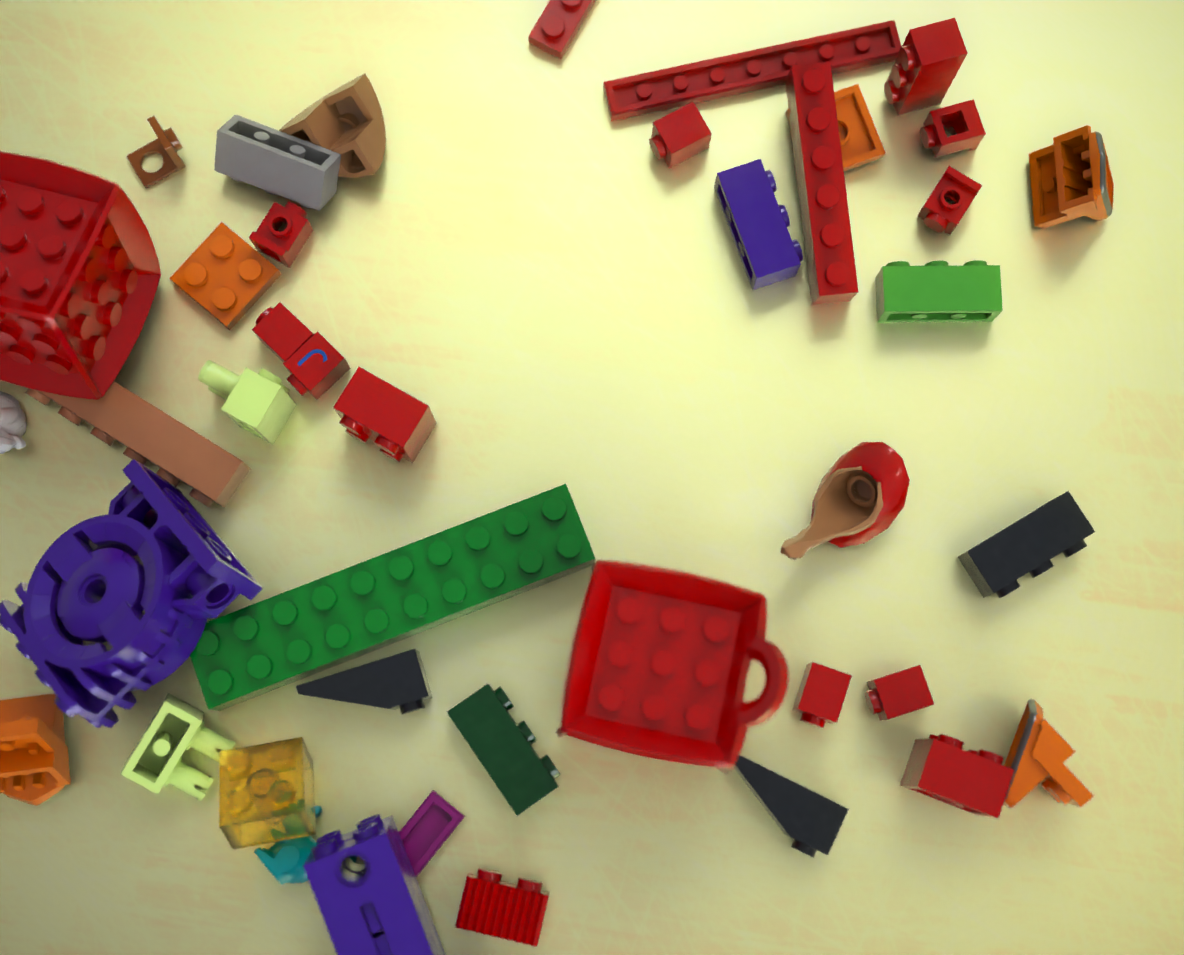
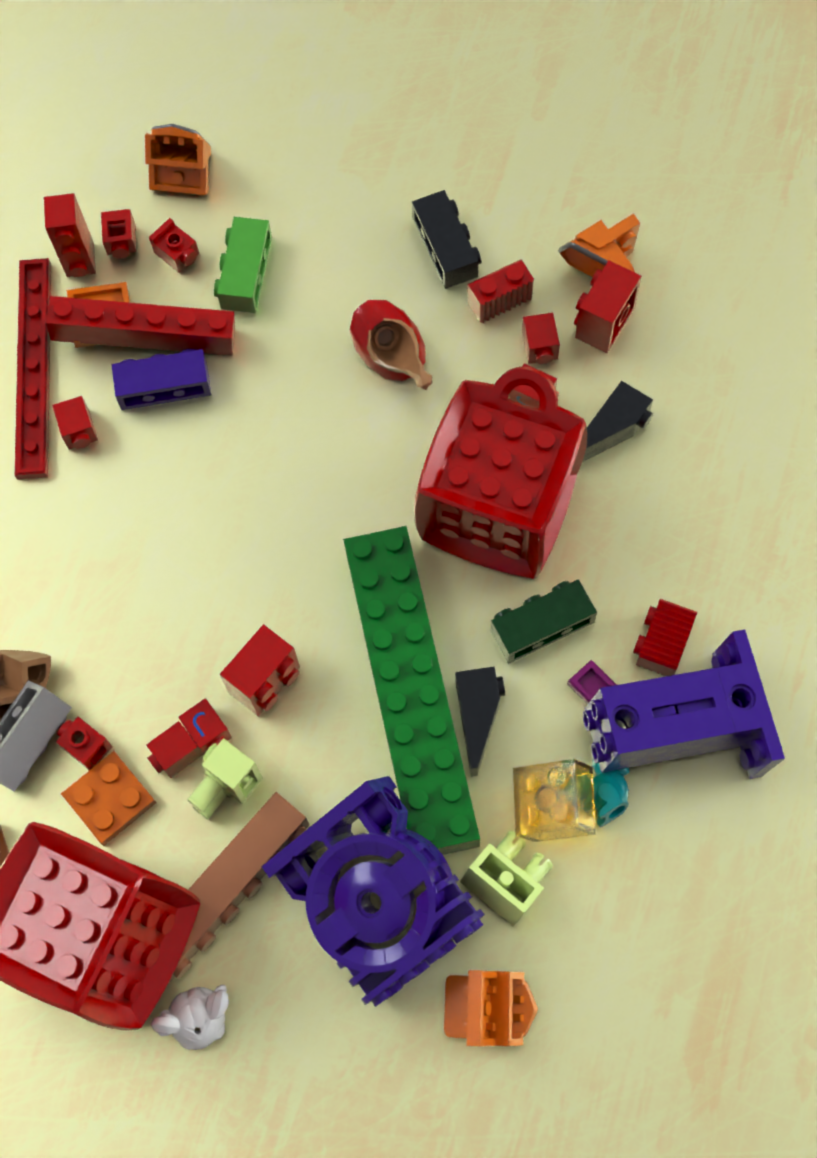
camera: 75 degrees left, 10 degrees down
(960, 630) = (500, 291): none -> red brick

